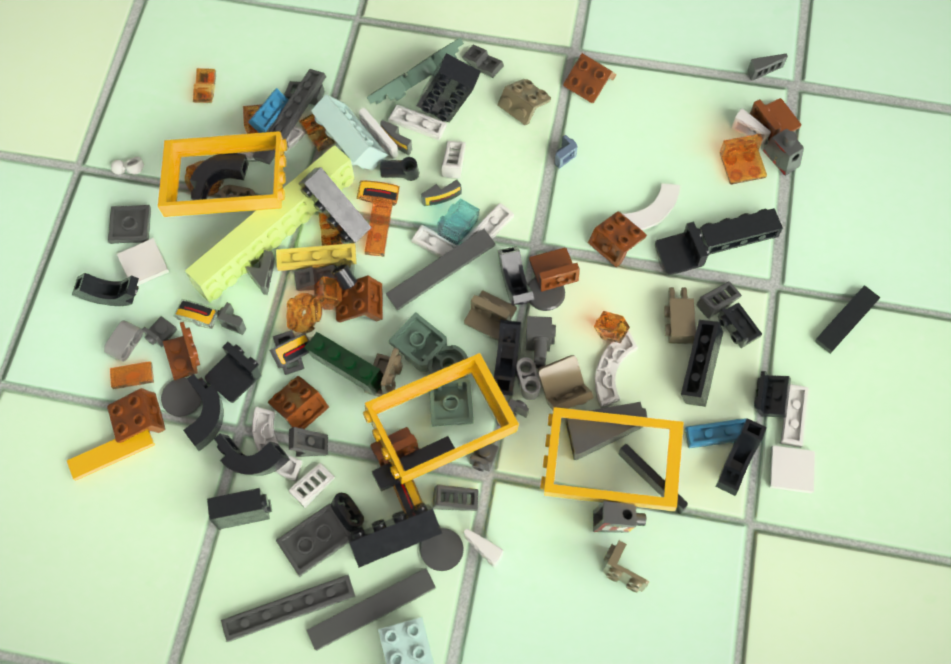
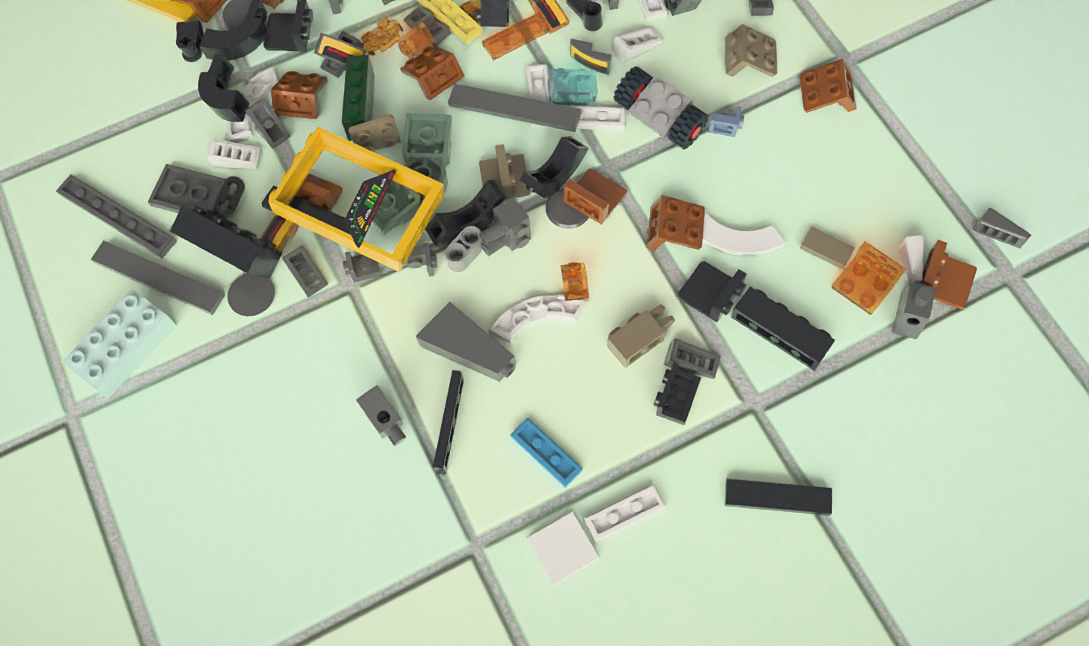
camera: 55 degrees right, 0 degrees up
(172, 450) = (189, 39): none -> black piece
(239, 508) = (167, 114): black brick -> none
(345, 274) = (442, 37): black piece -> none
(457, 414) = (366, 205): none -> black sticker
(486, 549) = (272, 329): white slope -> none
(524, 180) = (660, 107): none -> plate
(564, 383) = (480, 280): dark tan bracket -> none
(616, 572) = (331, 438): dark tan bracket -> none
(668, 502) = (463, 422): yellow window -> none
(701, 165) = (827, 248): none -> dark tan tile
(702, 363) = (604, 385): black brick -> none
(740, 456) = (529, 488): black arch -> none
(772, 395) = (625, 475): black bracket -> none

